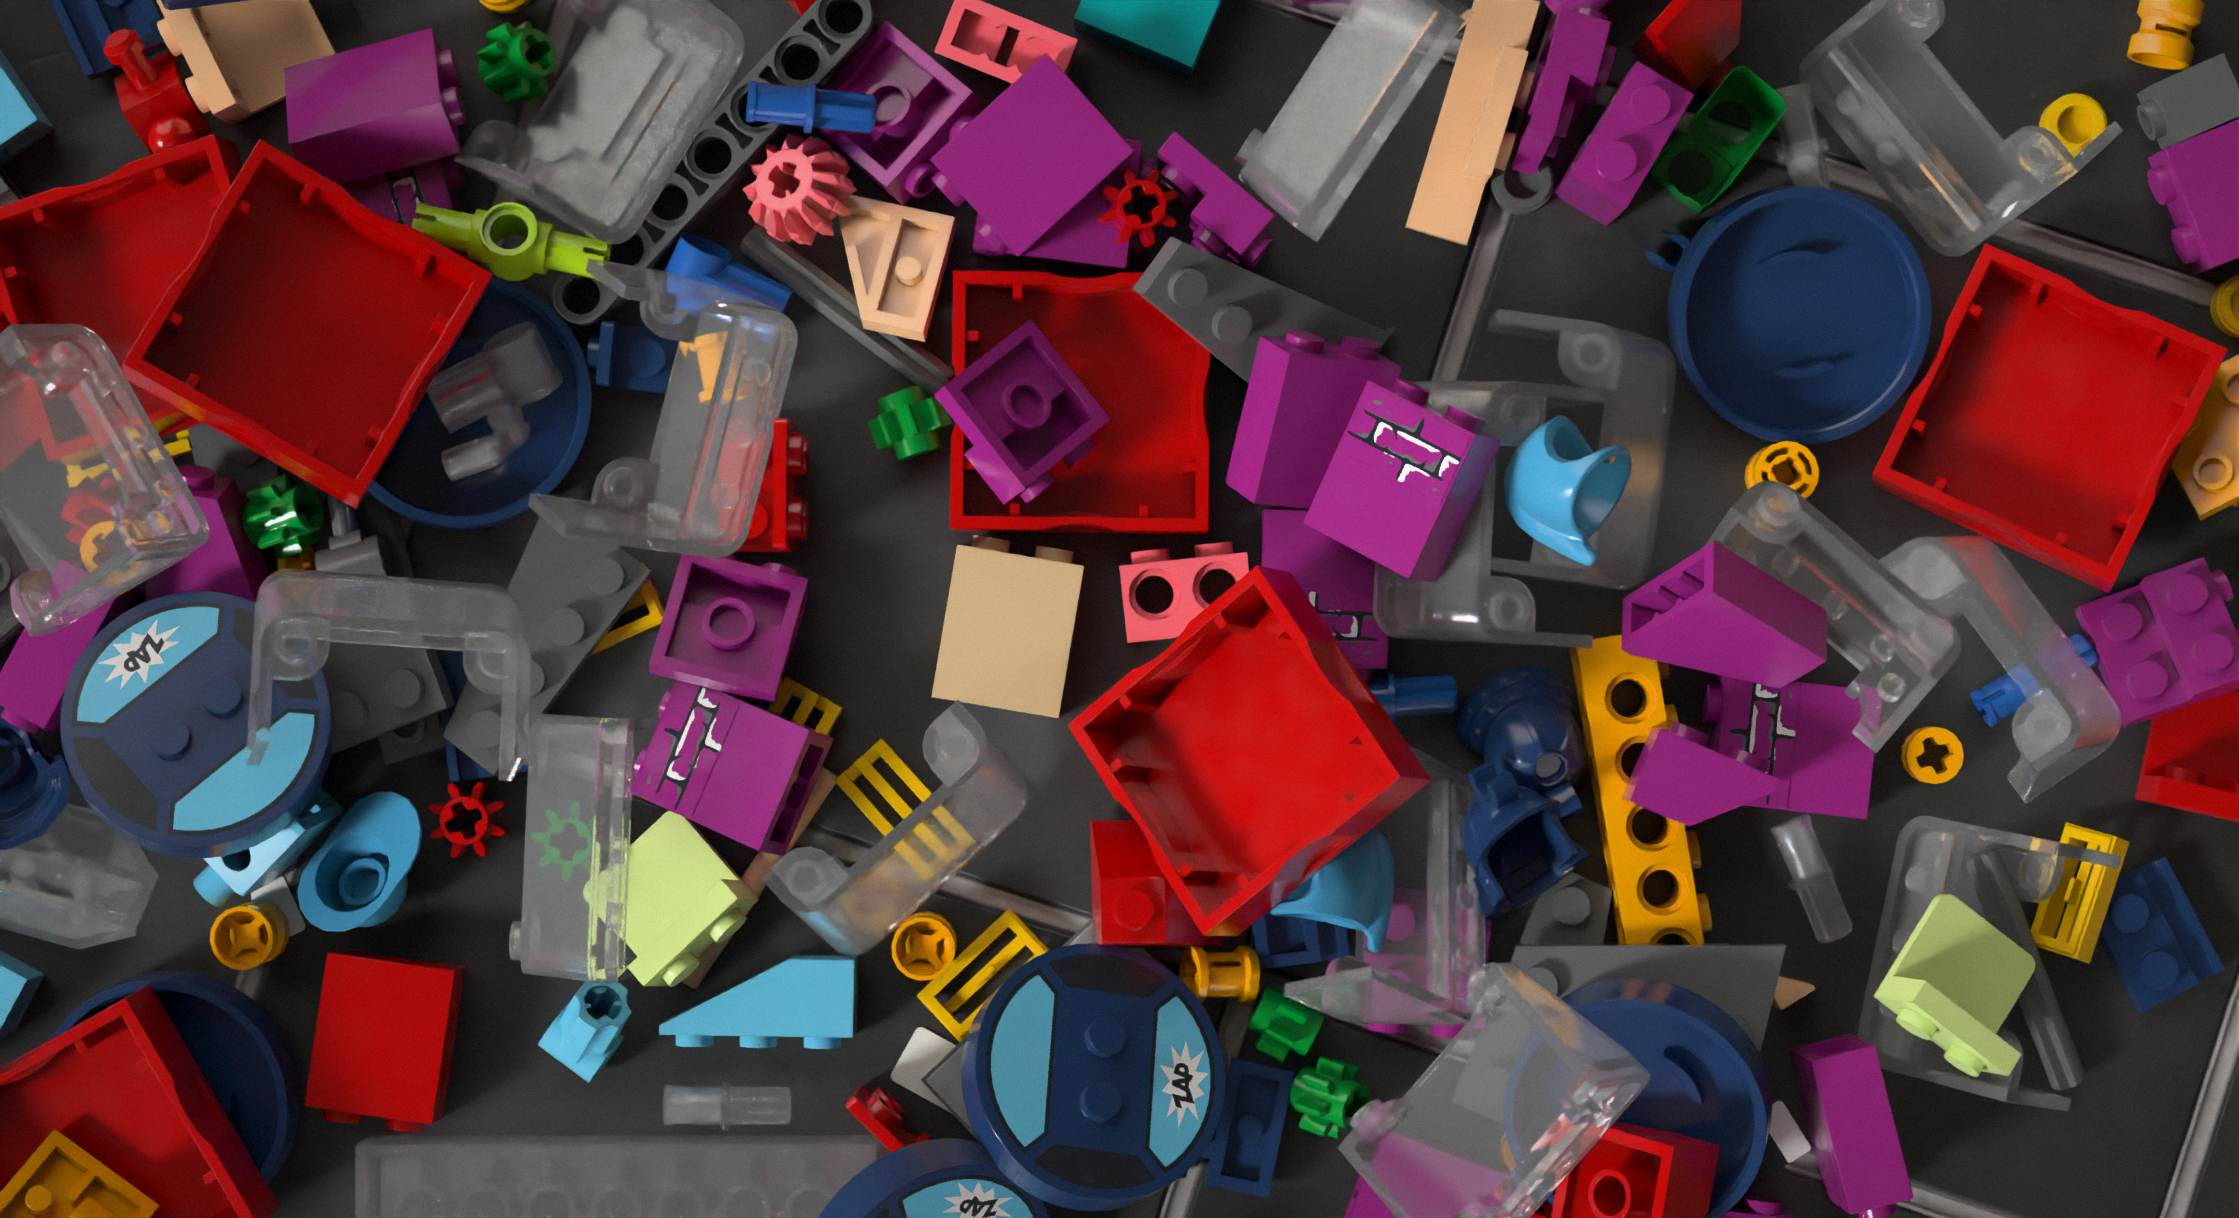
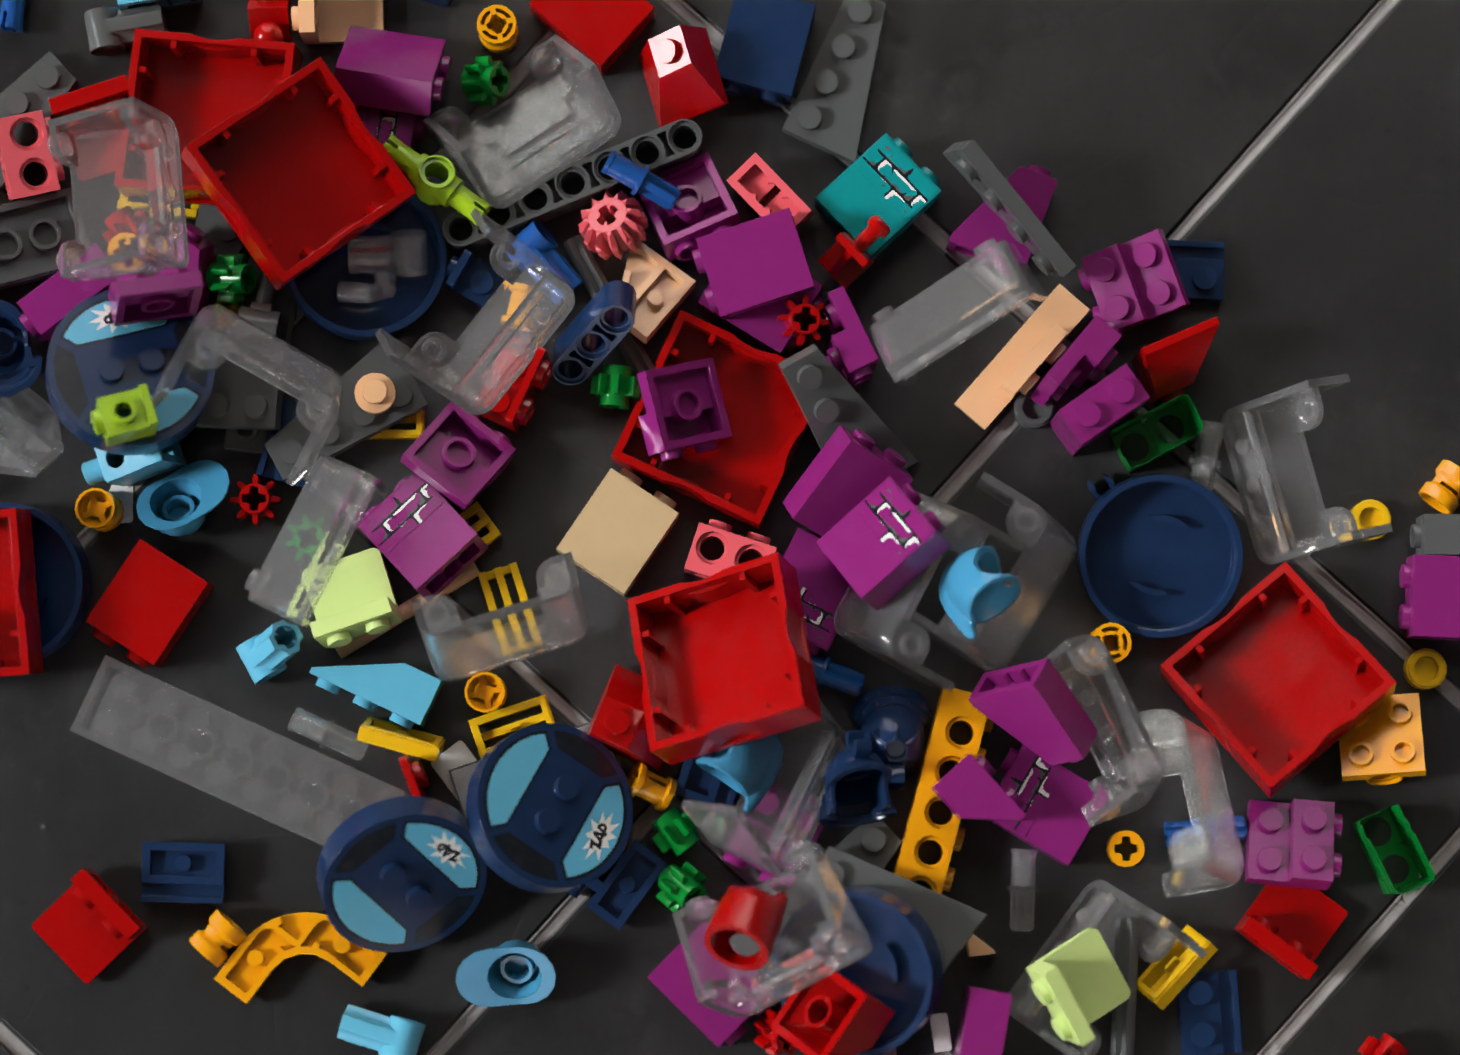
camera: 20 degrees right, 5 degrees down
(183, 603) = (154, 297): none -> magenta plate
(246, 800) = (119, 430): none -> lime brick
(568, 591) = (375, 393): none -> light nougat plate
(823, 1070) = (401, 739): none -> yellow tile
(844, 360) = (594, 333): none -> dark blue beam
(1160, 83) = (848, 256): none -> red piece
(1453, 1105) = (750, 913): none -> red piece

